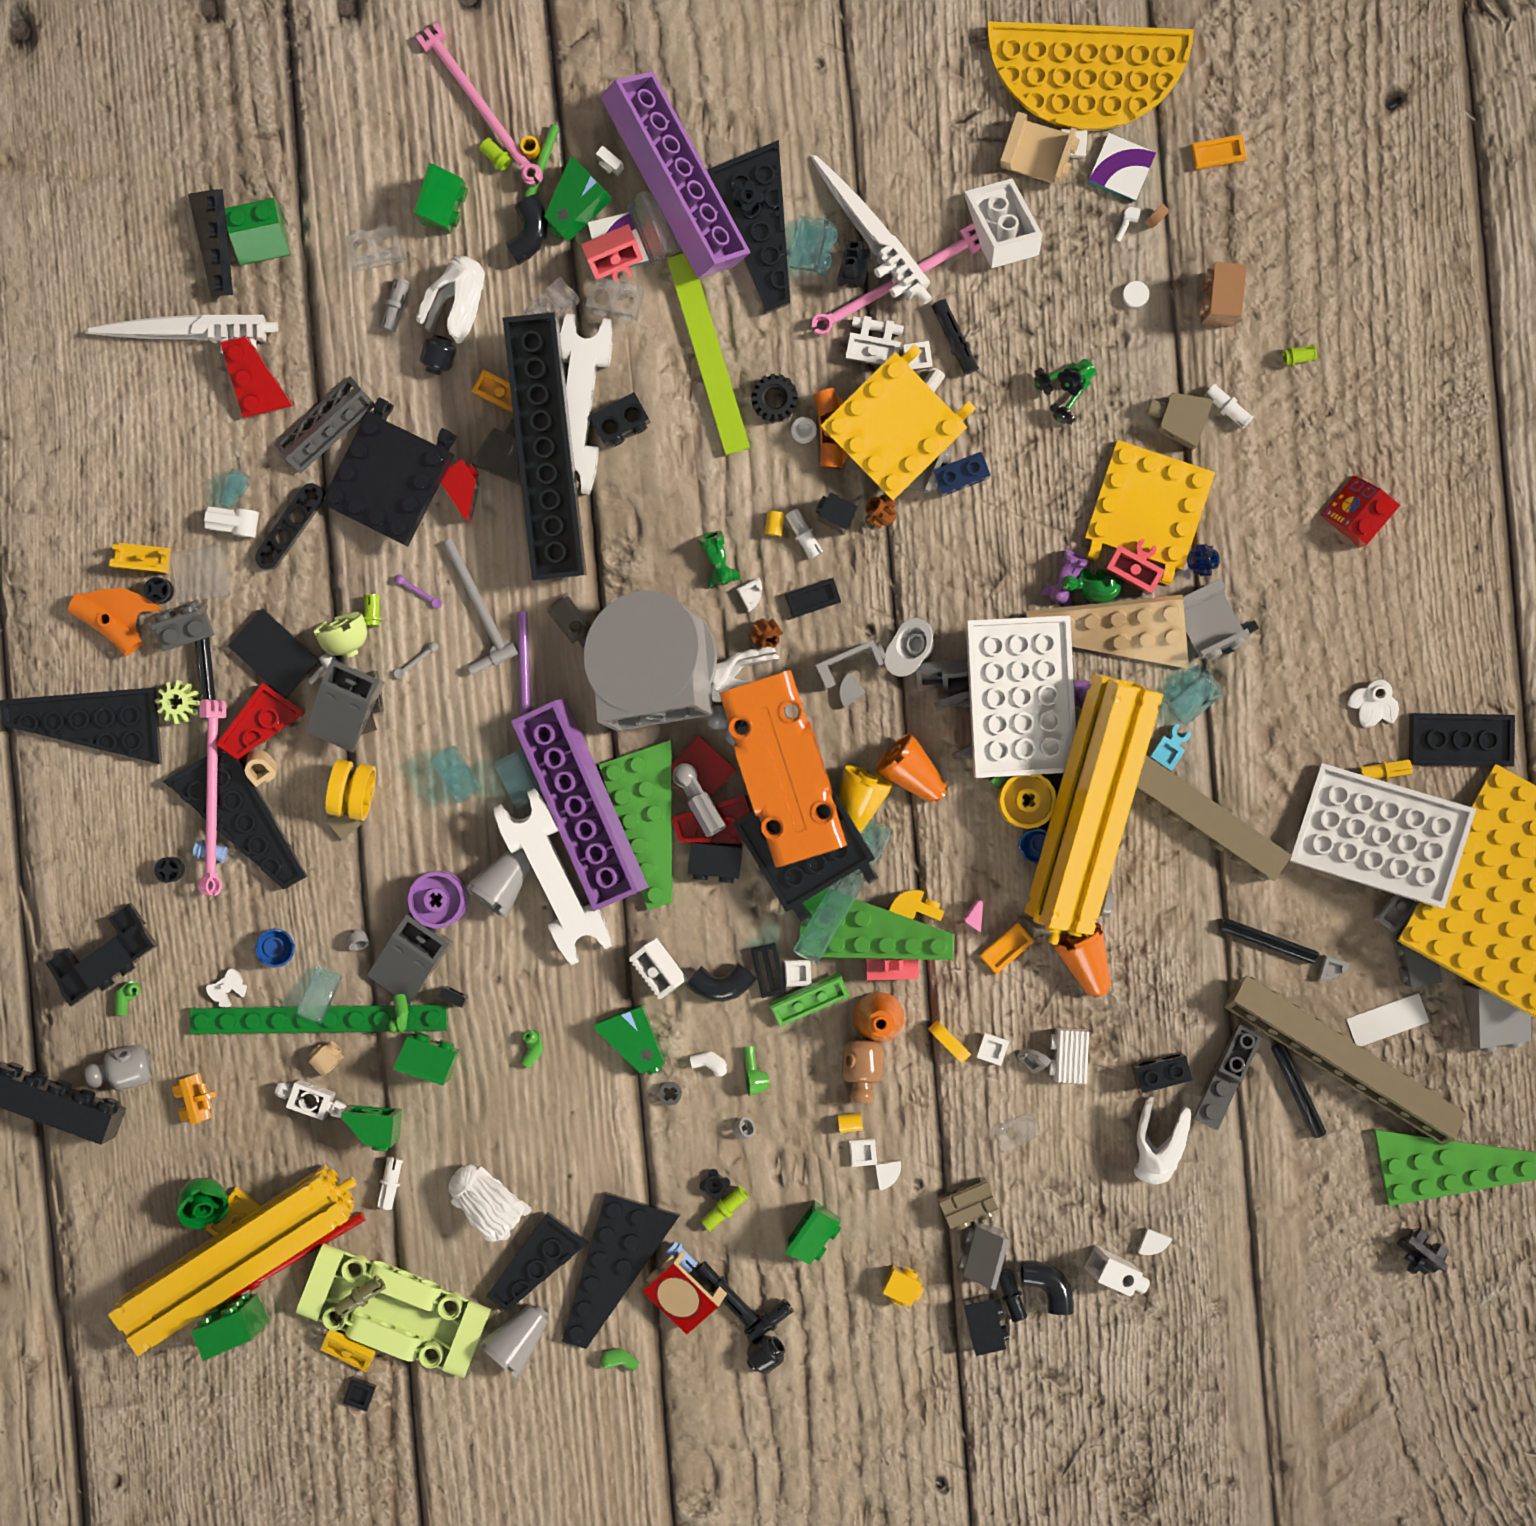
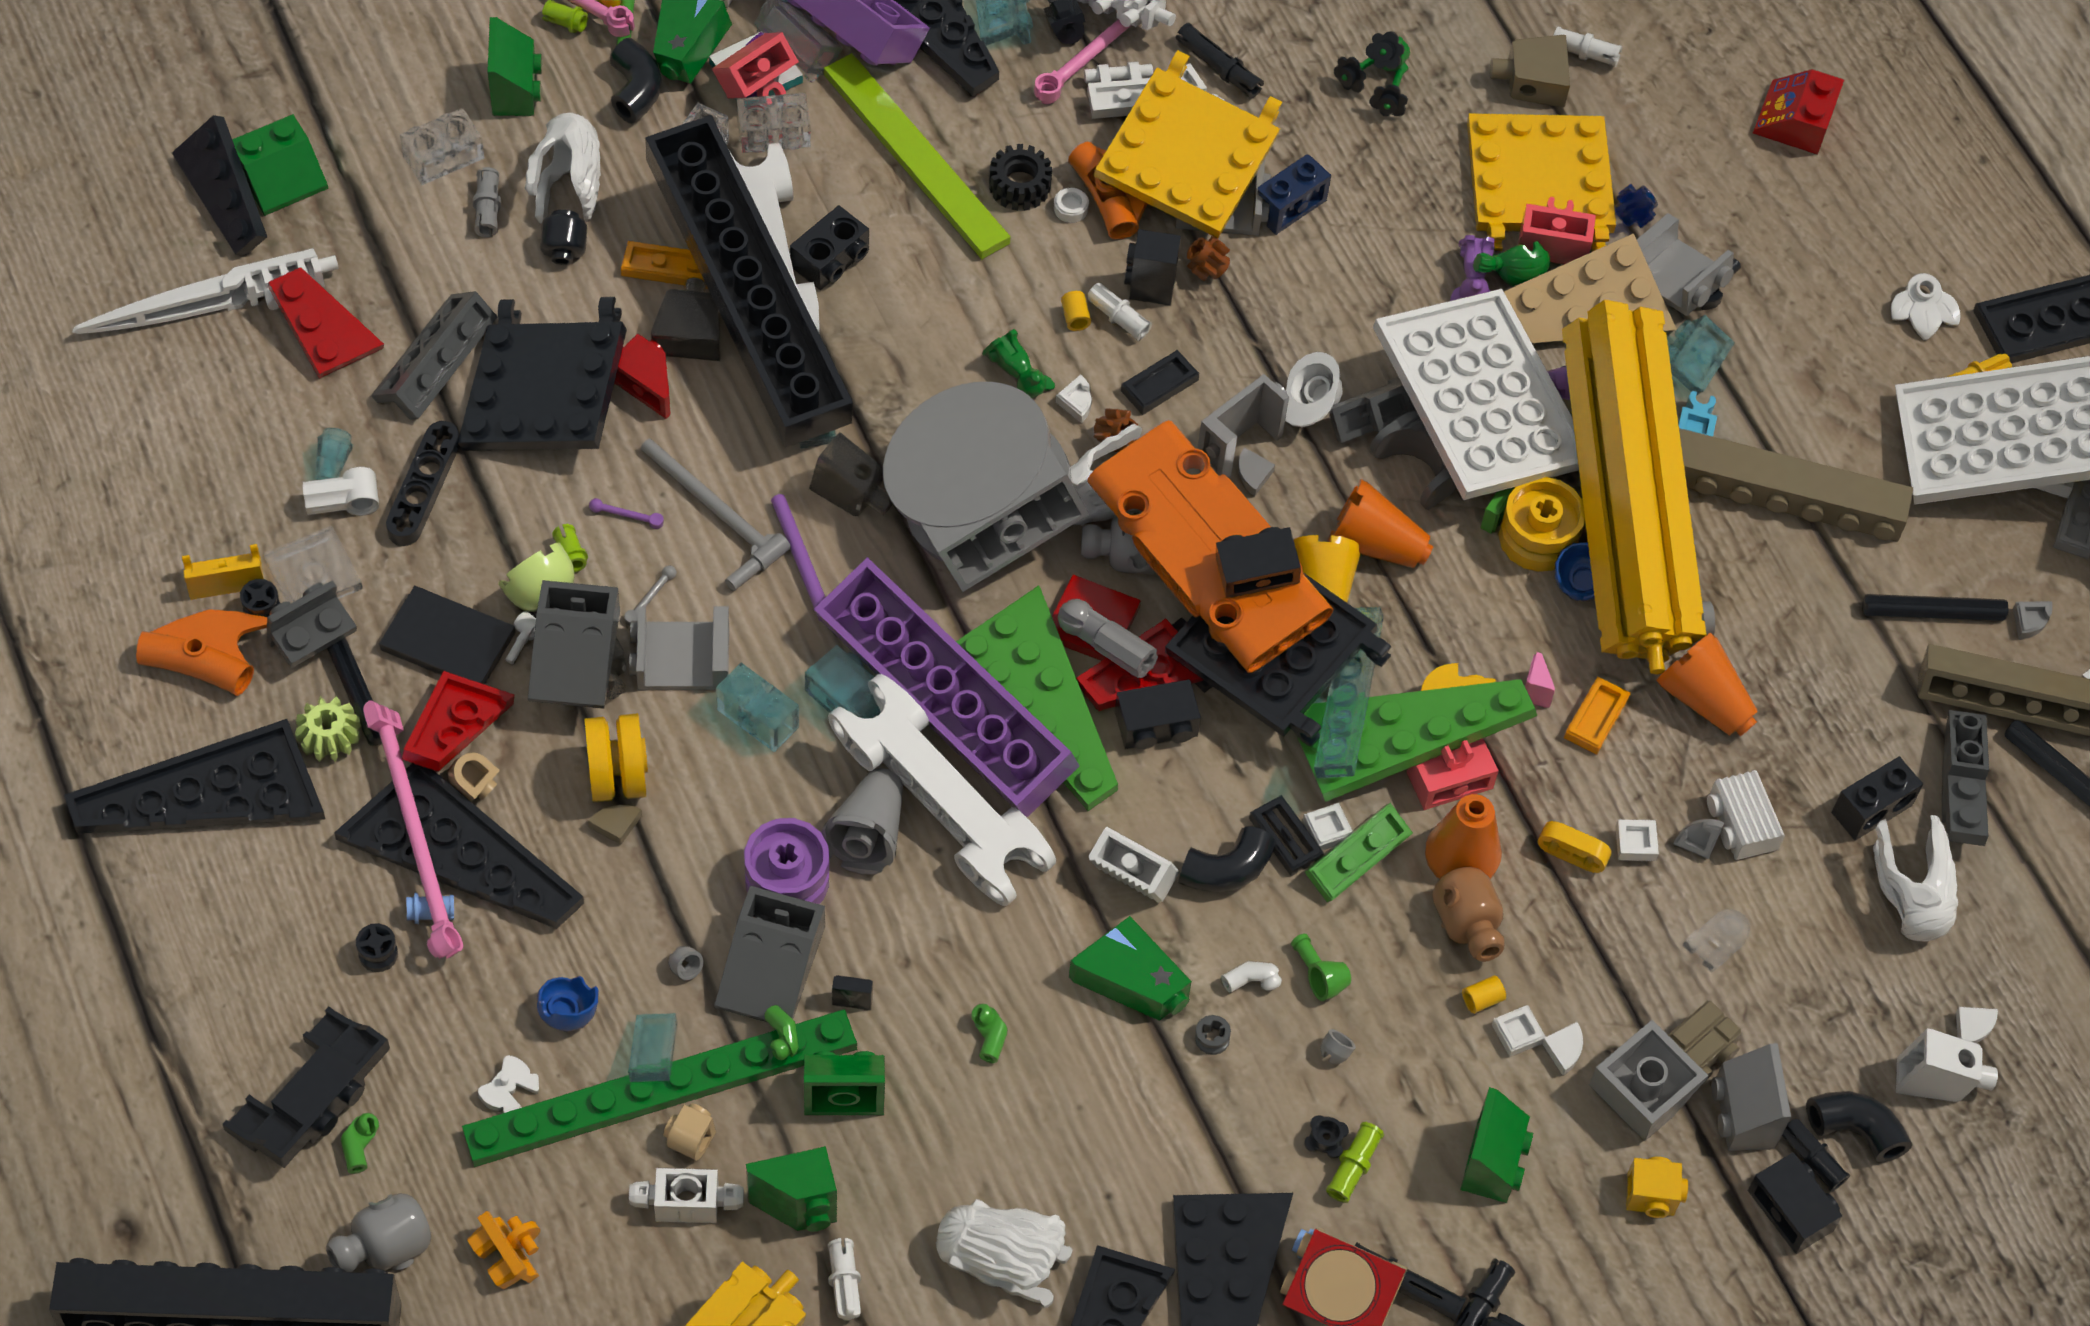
camera: 30 degrees left, 30 degrees down
(421, 712) = (680, 652): none -> light grey panel
(803, 805) = (1257, 562): none -> black brick
(925, 1221) = (1647, 1080): none -> light grey slope

